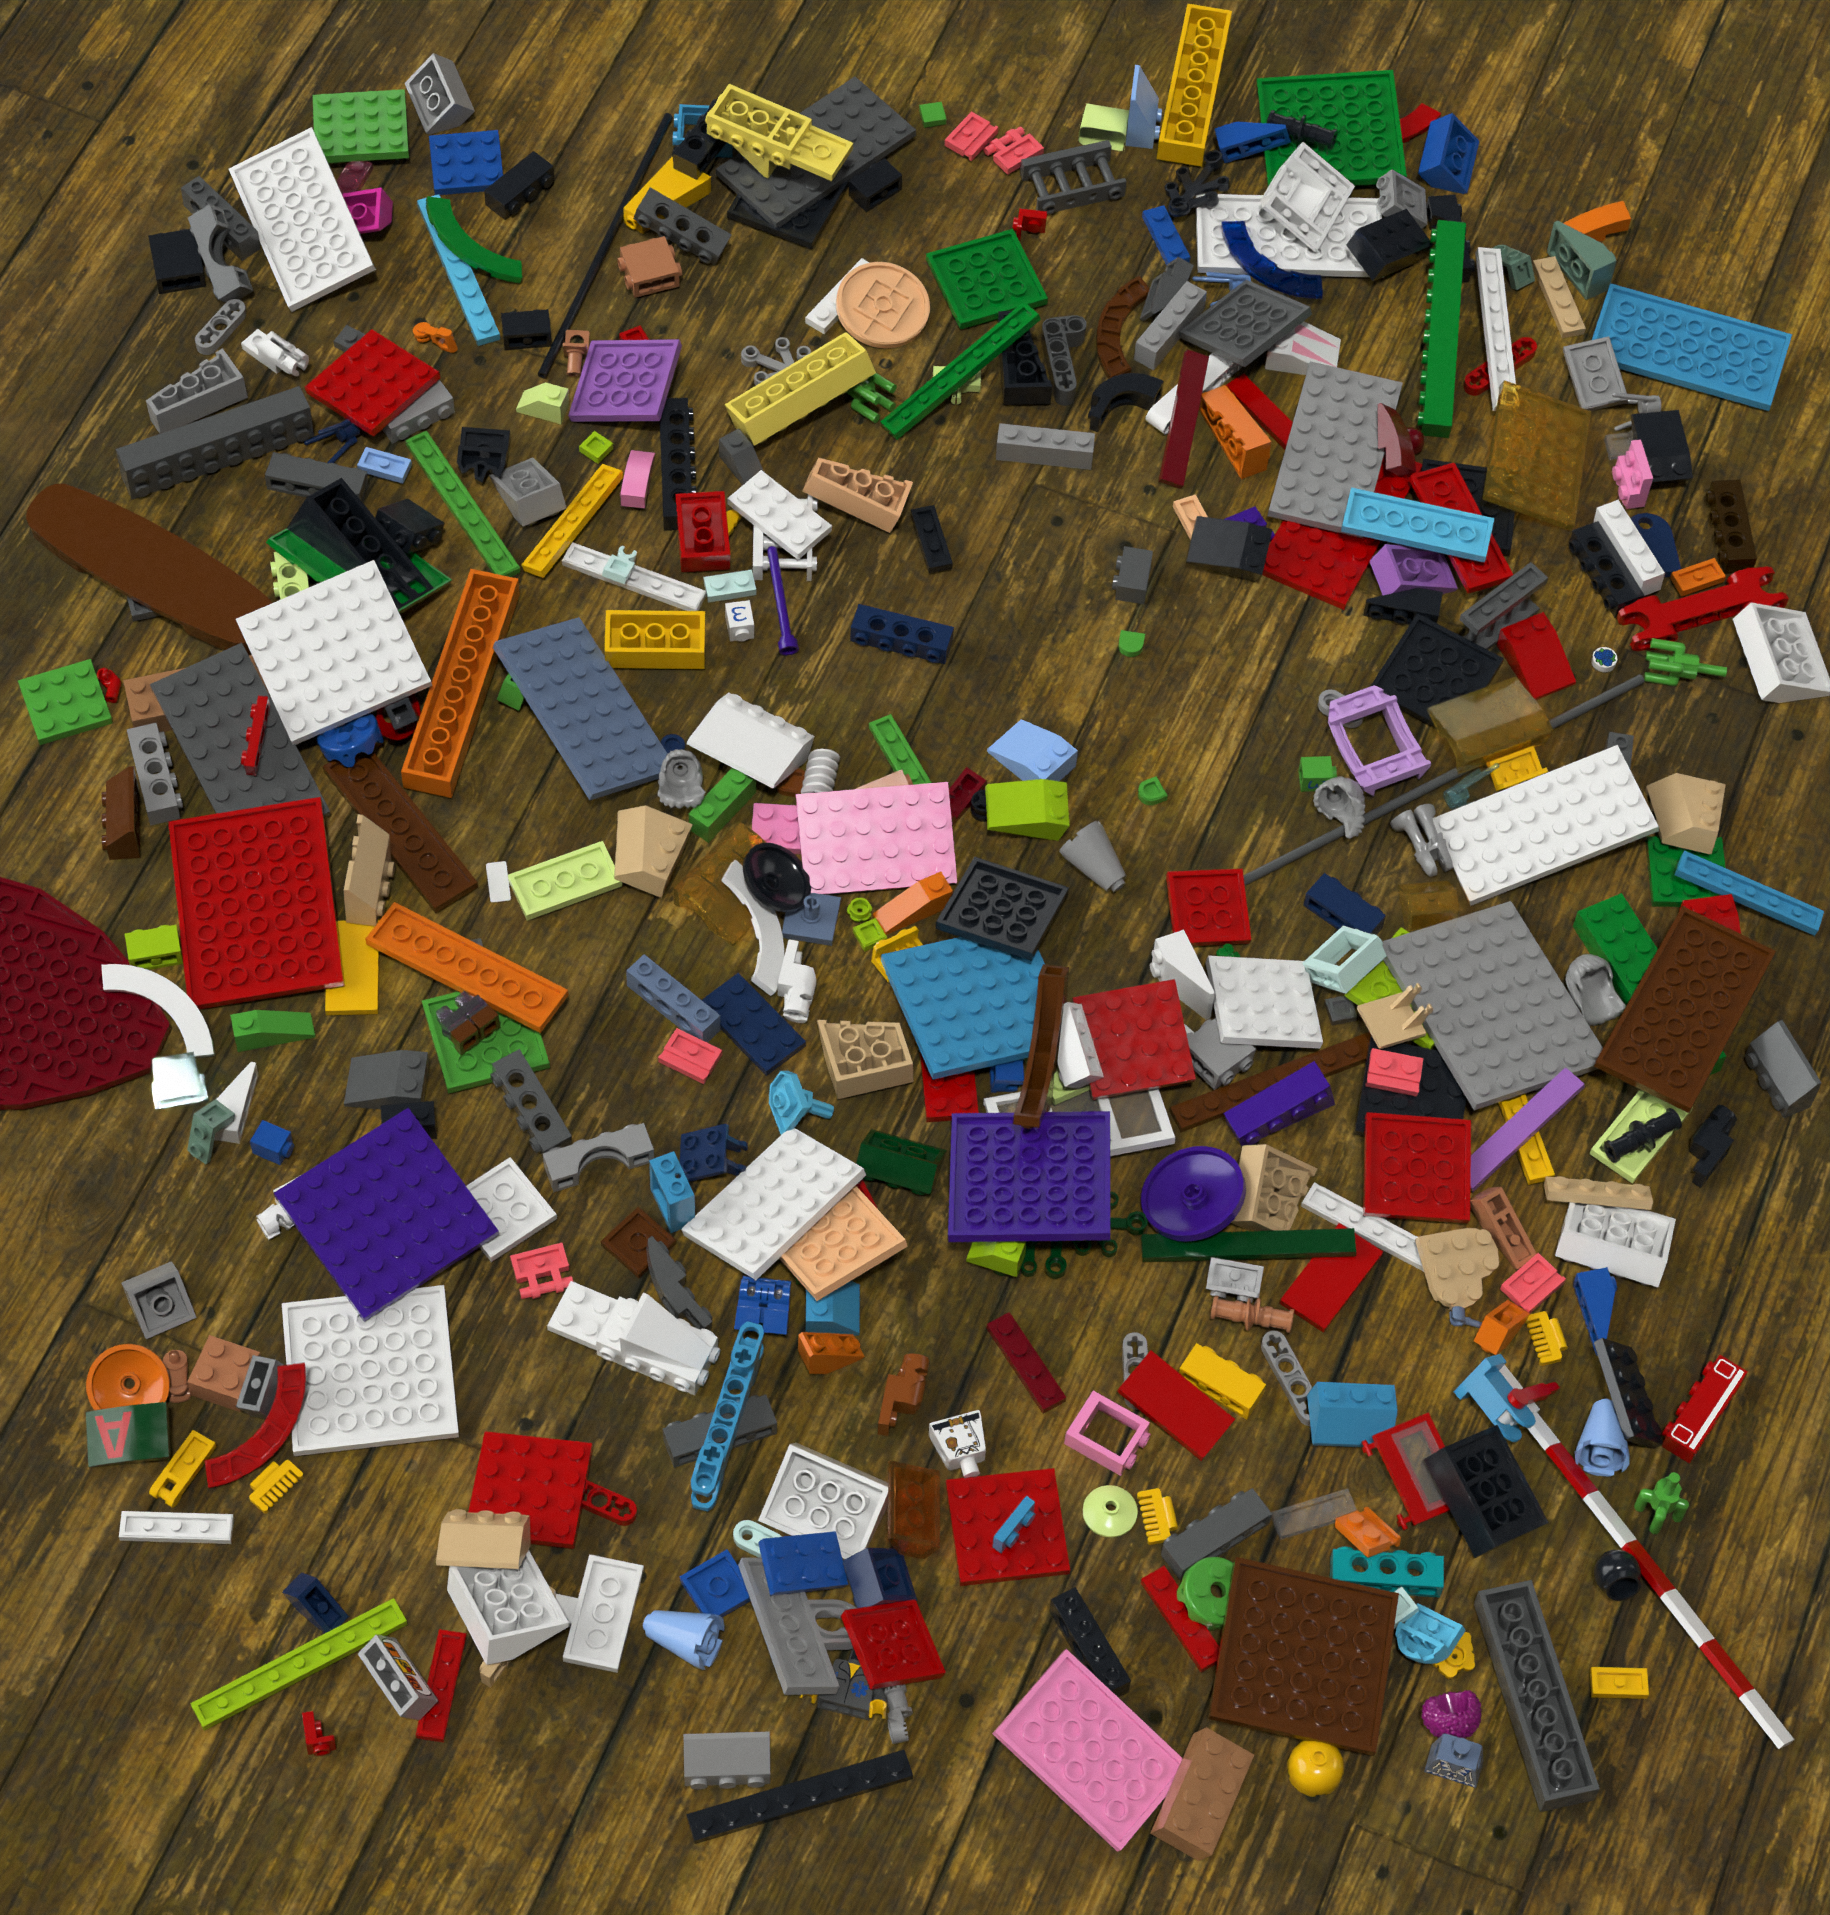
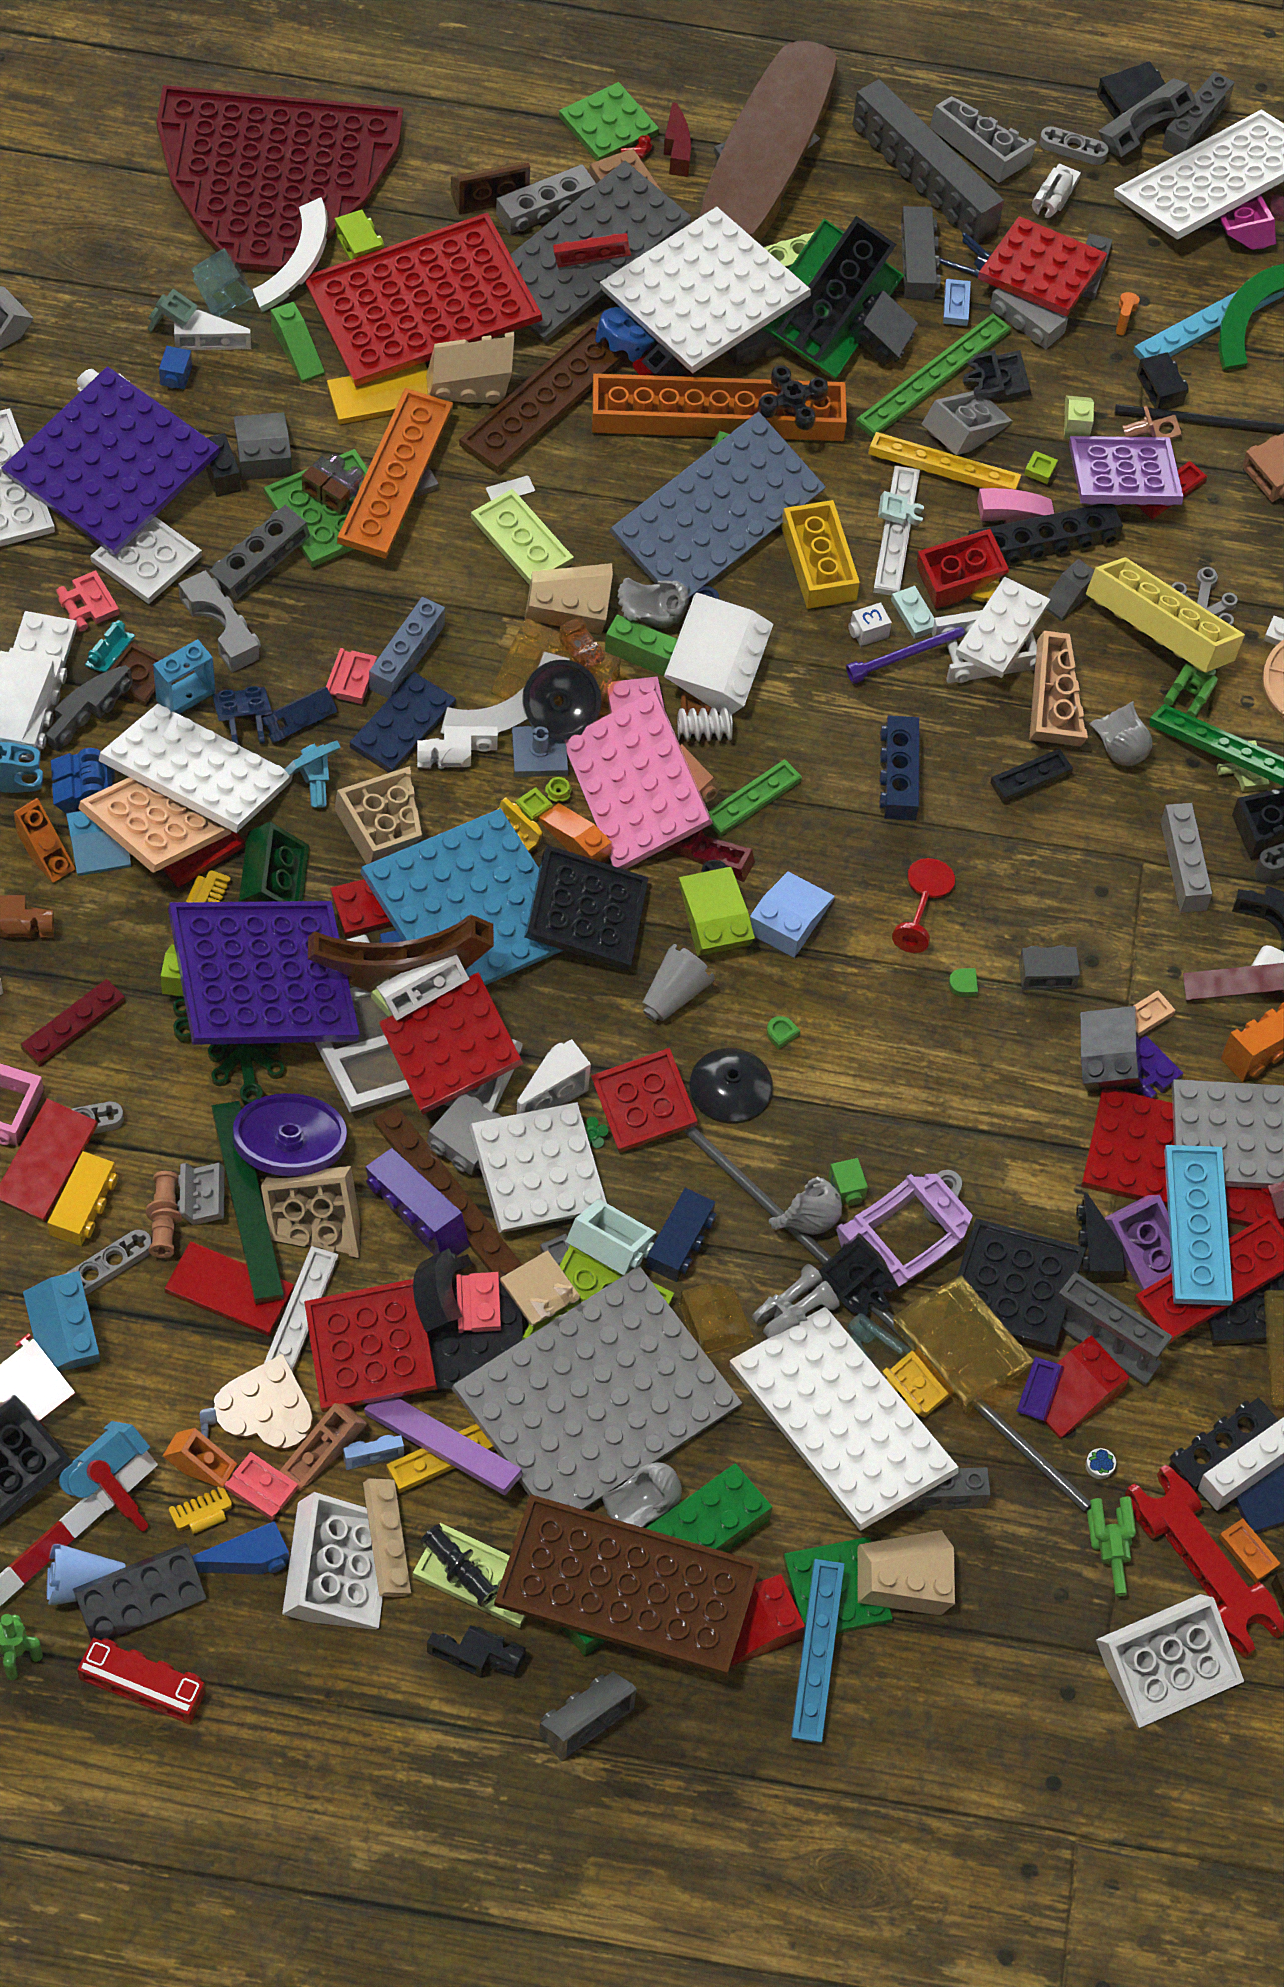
camera: 75 degrees right, 0 degrees up
(114, 645) = (677, 142): none -> dark red slope
(485, 610) = (793, 397): none -> black gear
(605, 1260) = (109, 650): none -> teal hinge
(725, 1105) = (300, 713): none -> dark blue plate
(726, 844) = (580, 643): none -> clear orange leg
(910, 457) = (1124, 736): none -> light grey piece
(910, 1231) = (203, 887): none -> yellow piece
(1023, 641) = (930, 879): none -> red piece
(1191, 852) = (728, 1098): none -> black dish
(1378, 1098) = (434, 1290): none -> black arch
(1415, 782) = (859, 1276): none -> black plate
(1513, 1178) = (363, 1454): none -> light blue plate
(1537, 681) = (1040, 1389): none -> dark purple tile

